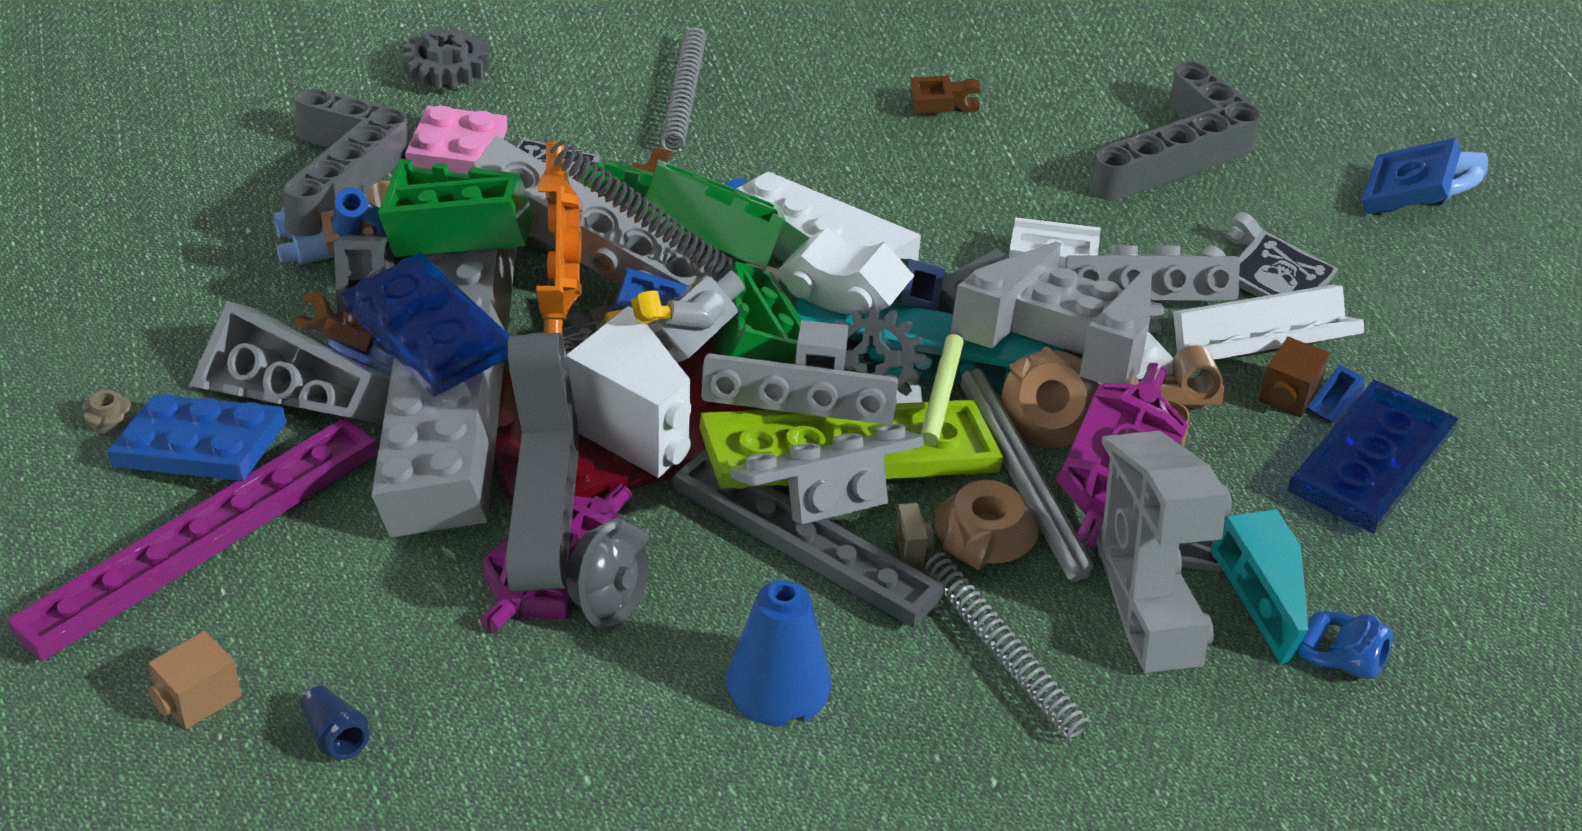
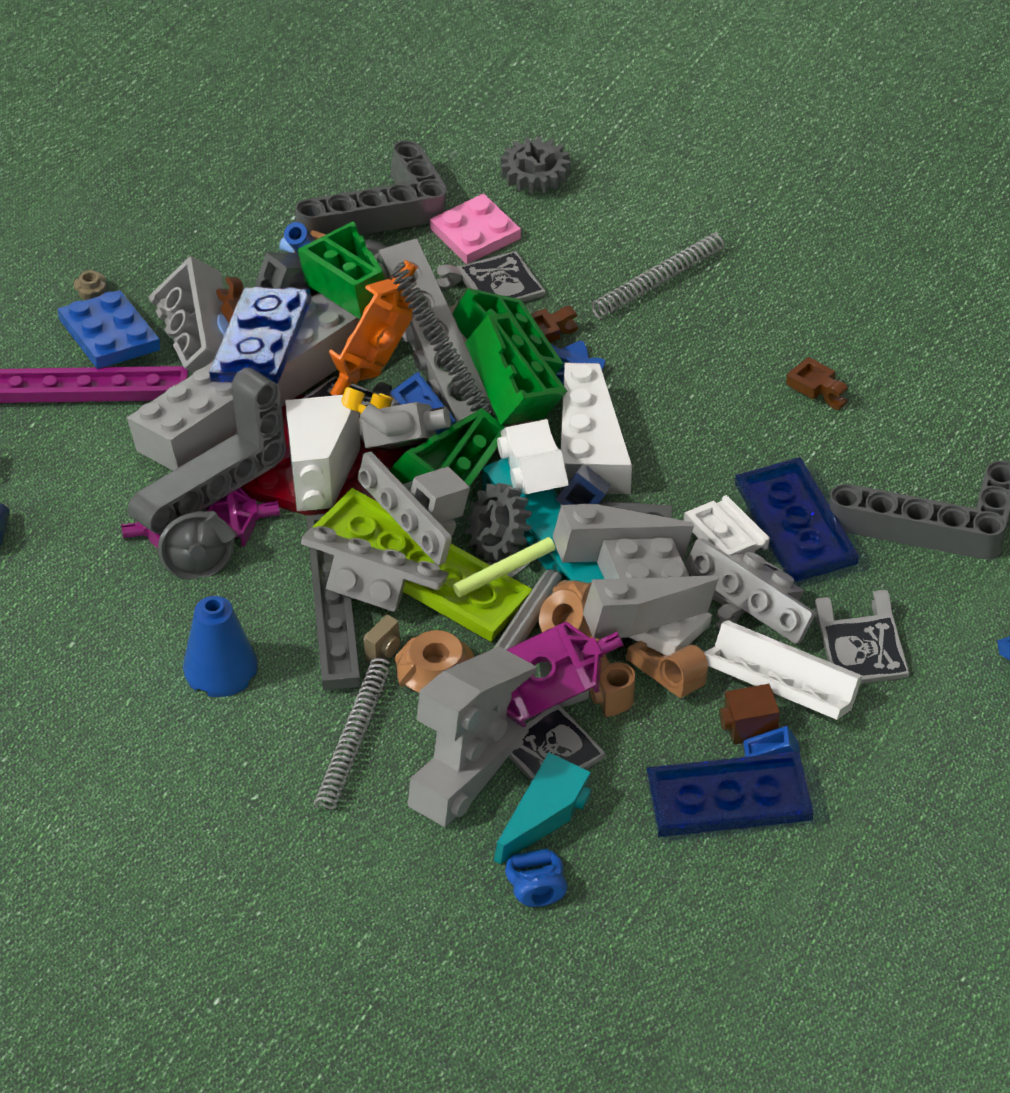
camera: 50 degrees right, 5 degrees up
(1072, 197) = (796, 519): none -> clear blue piece

